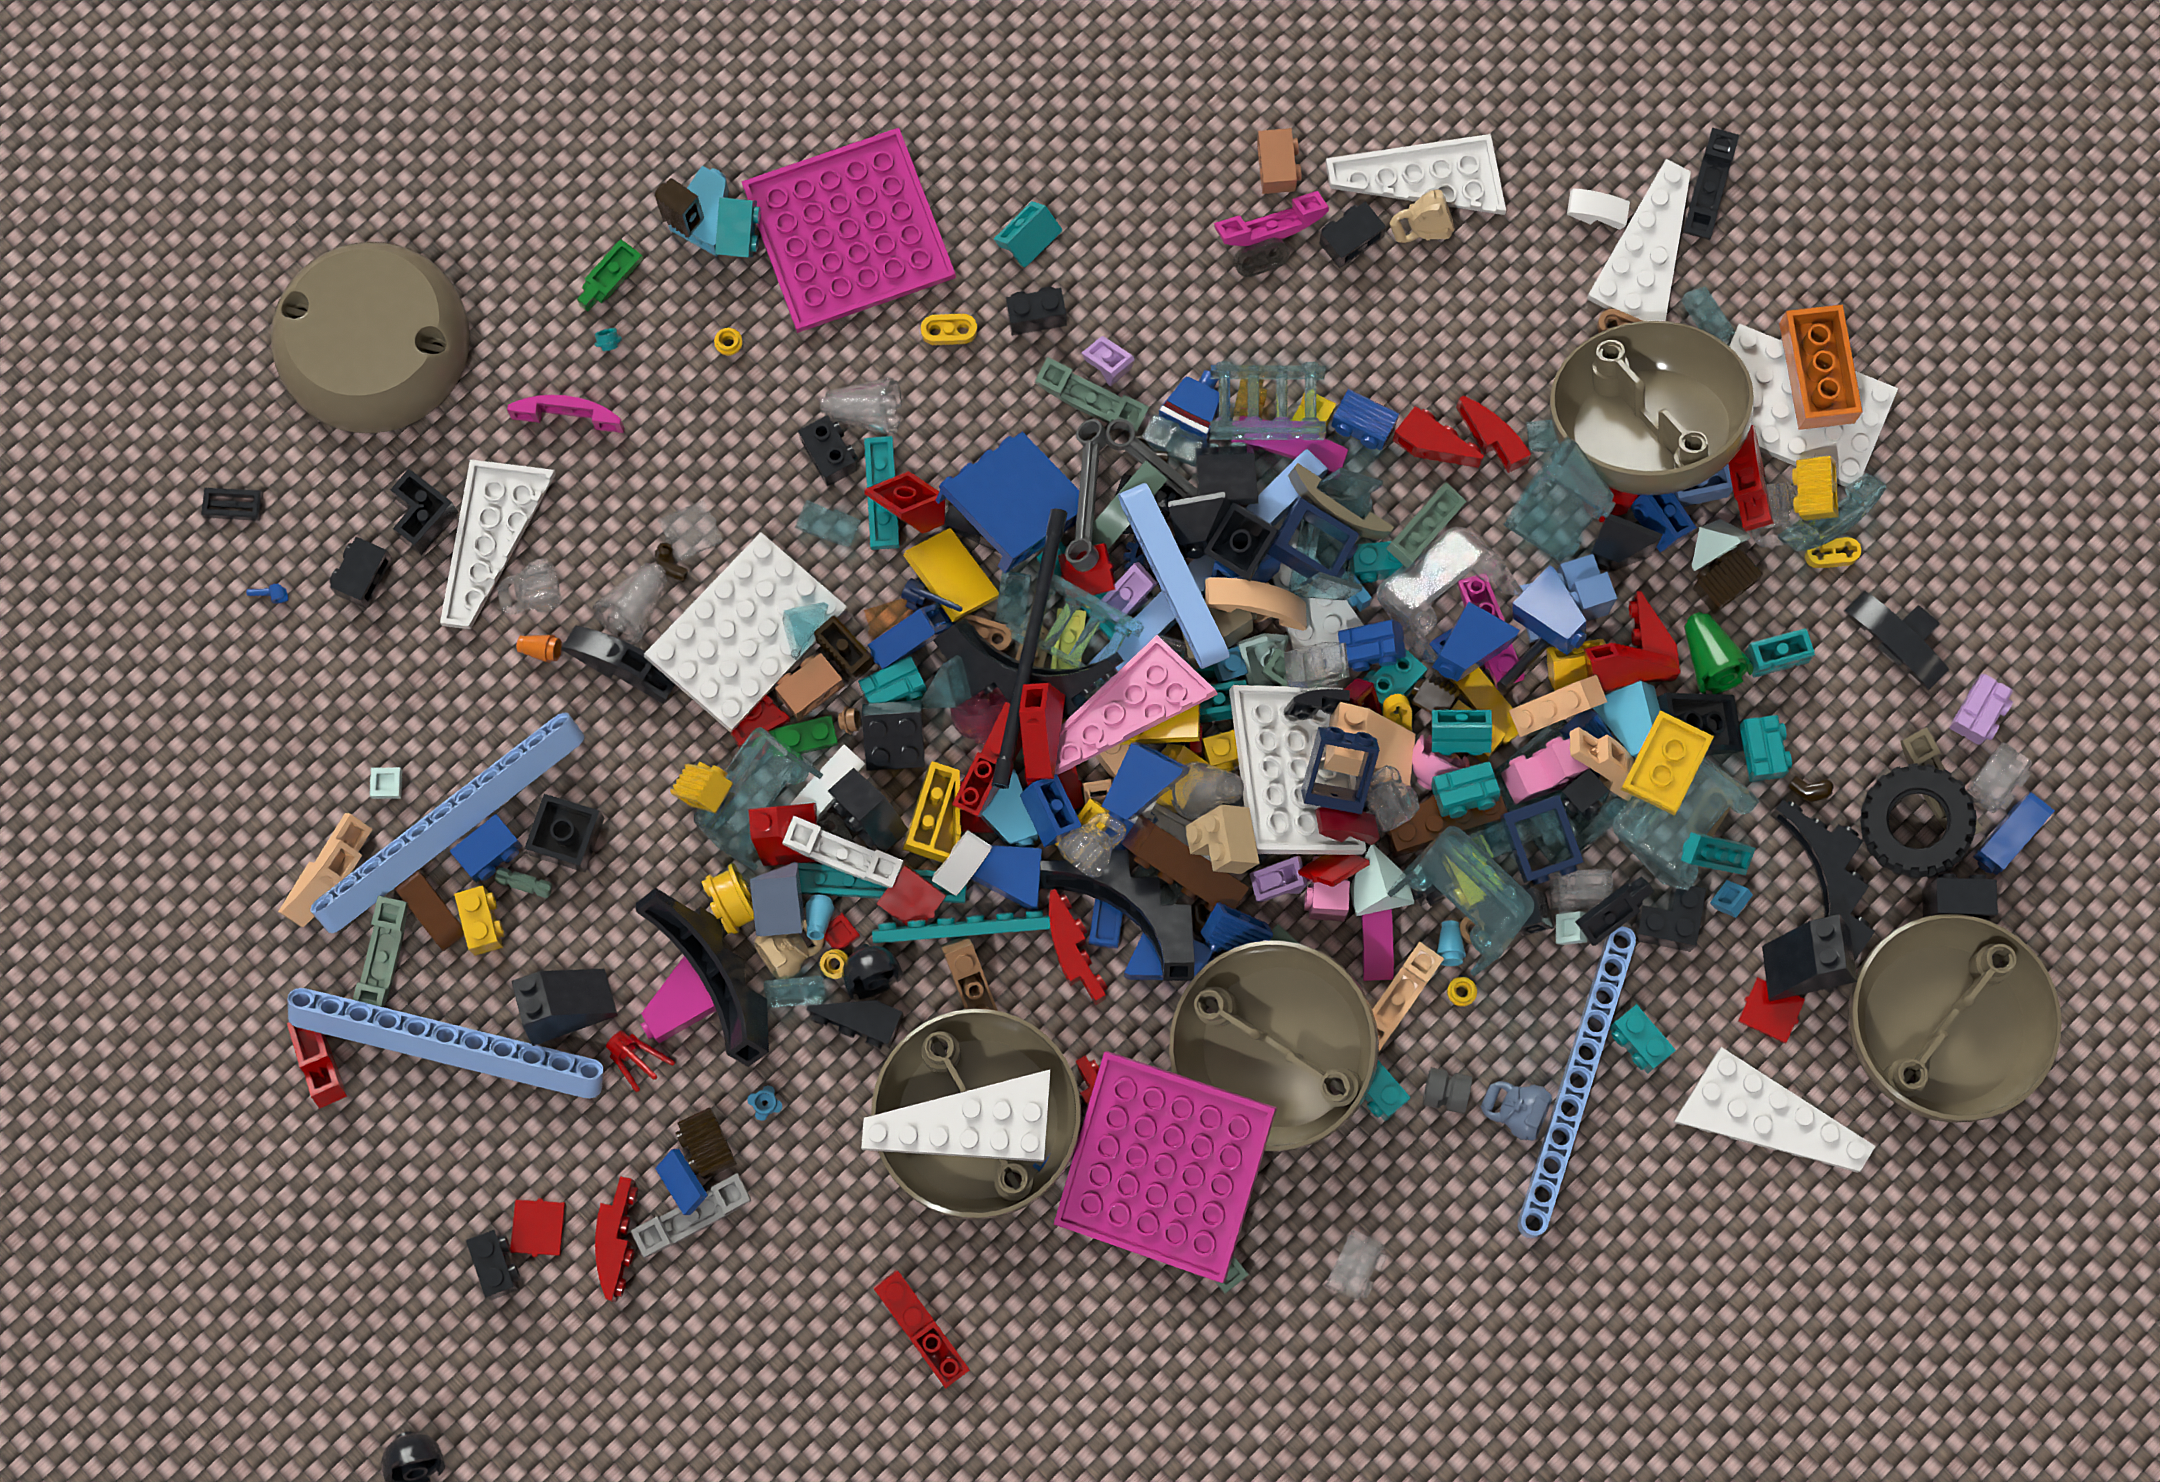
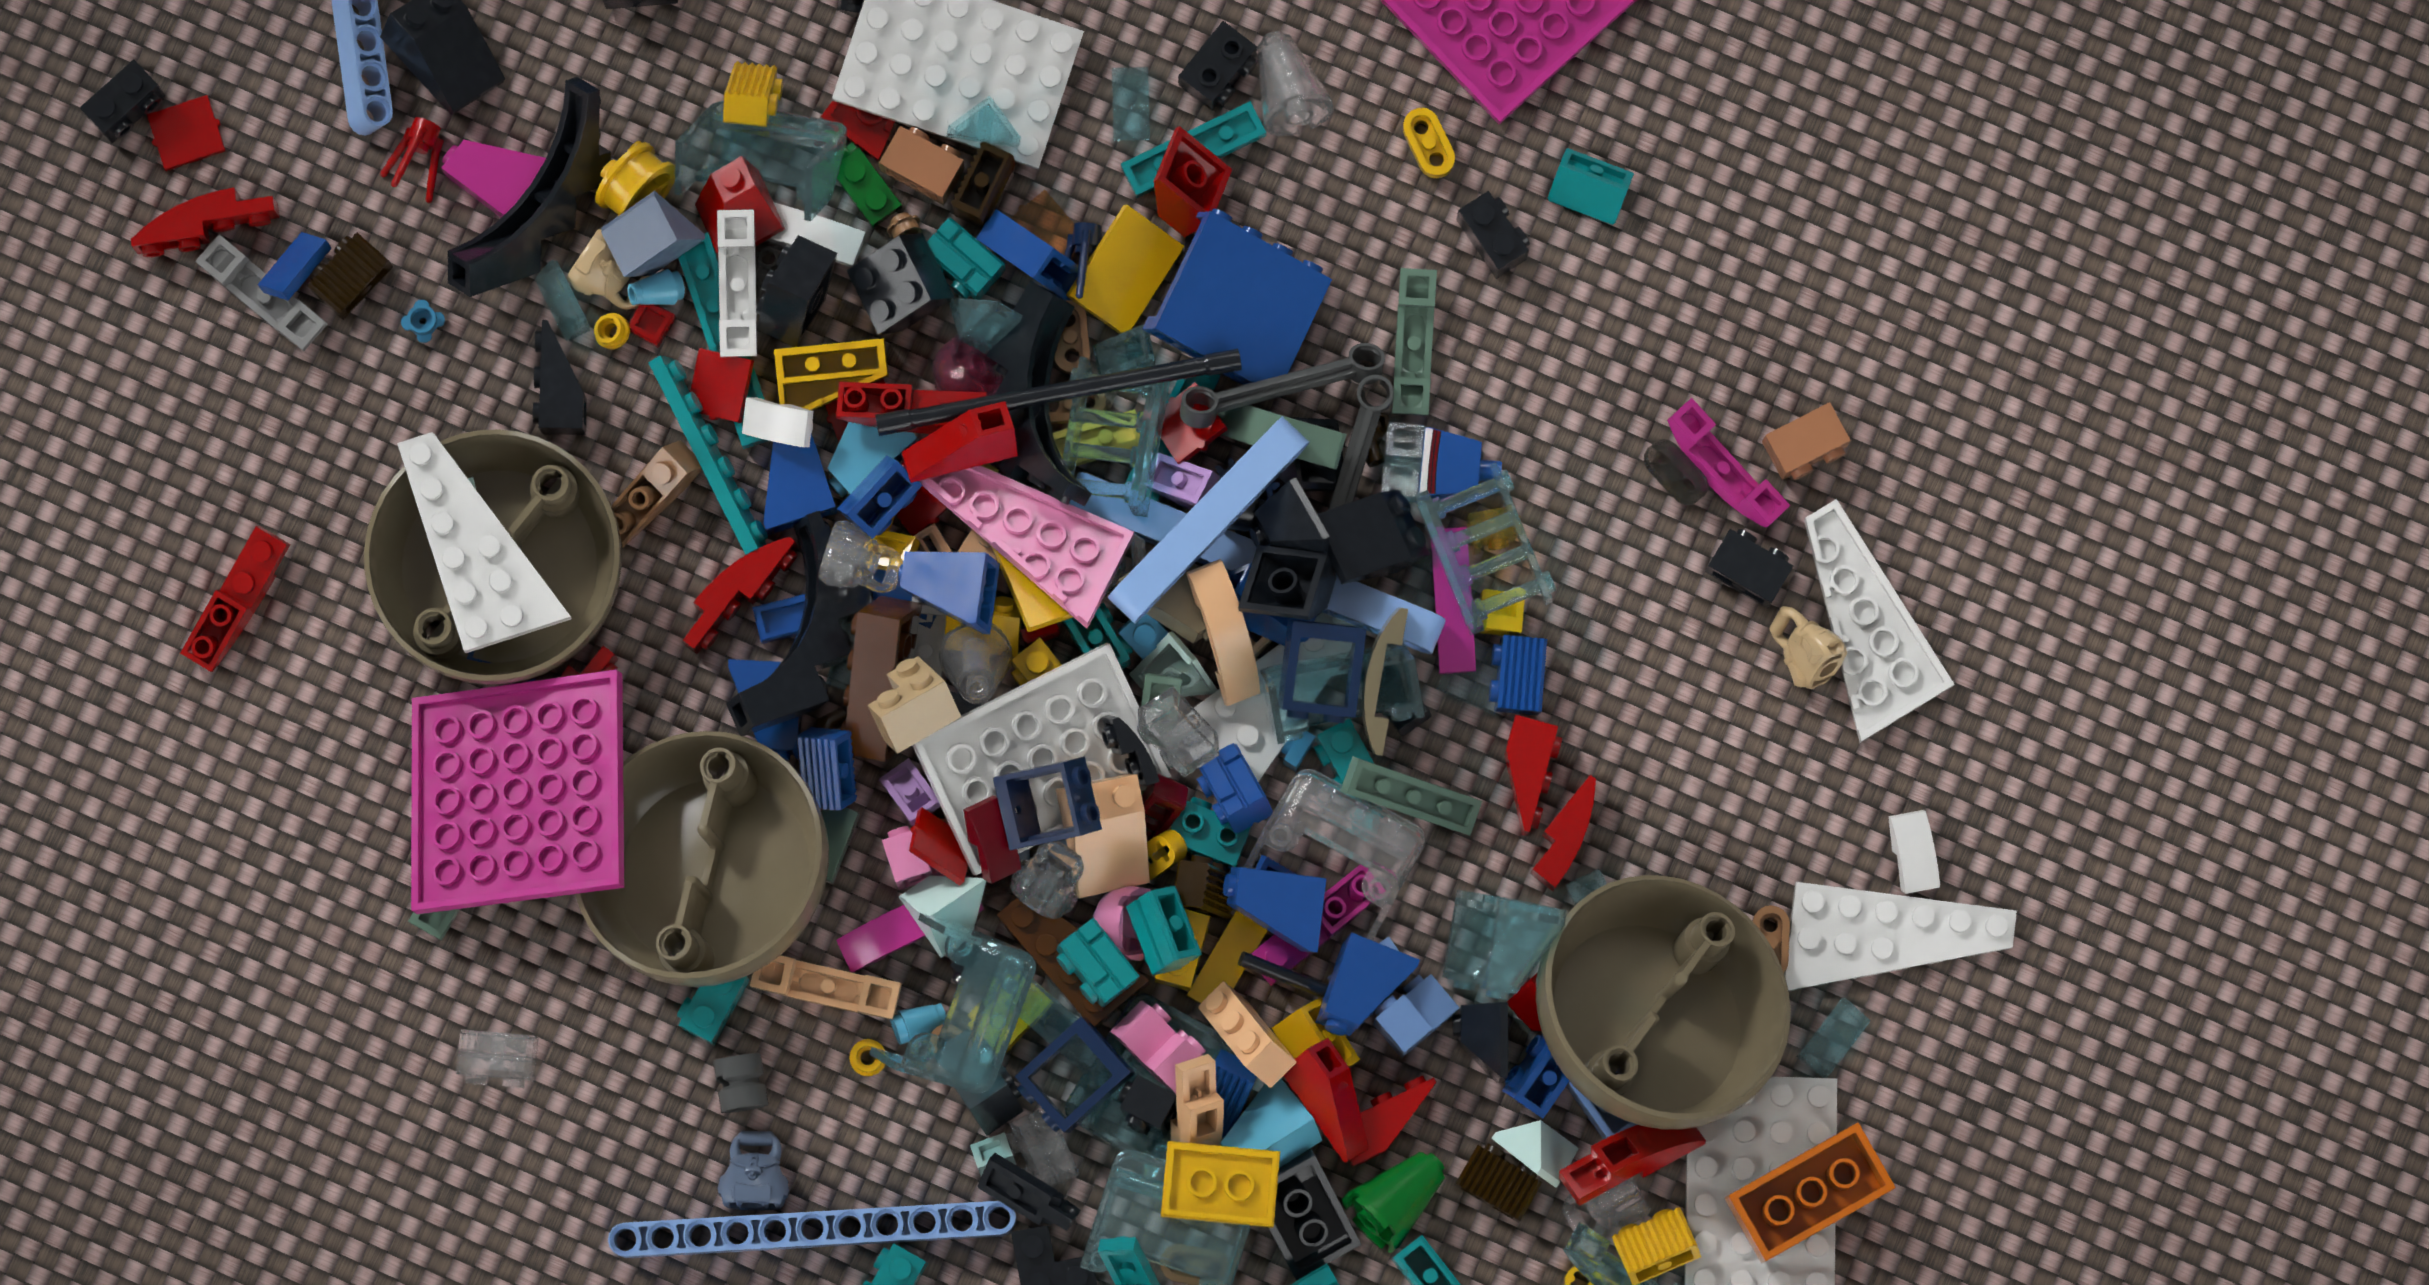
camera: 65 degrees right, 5 degrees up
(870, 971) = (616, 372): black cylinder -> none
(1109, 359) = (1468, 342): lavender slope -> none
(1710, 183) = (2003, 977): black slope -> none

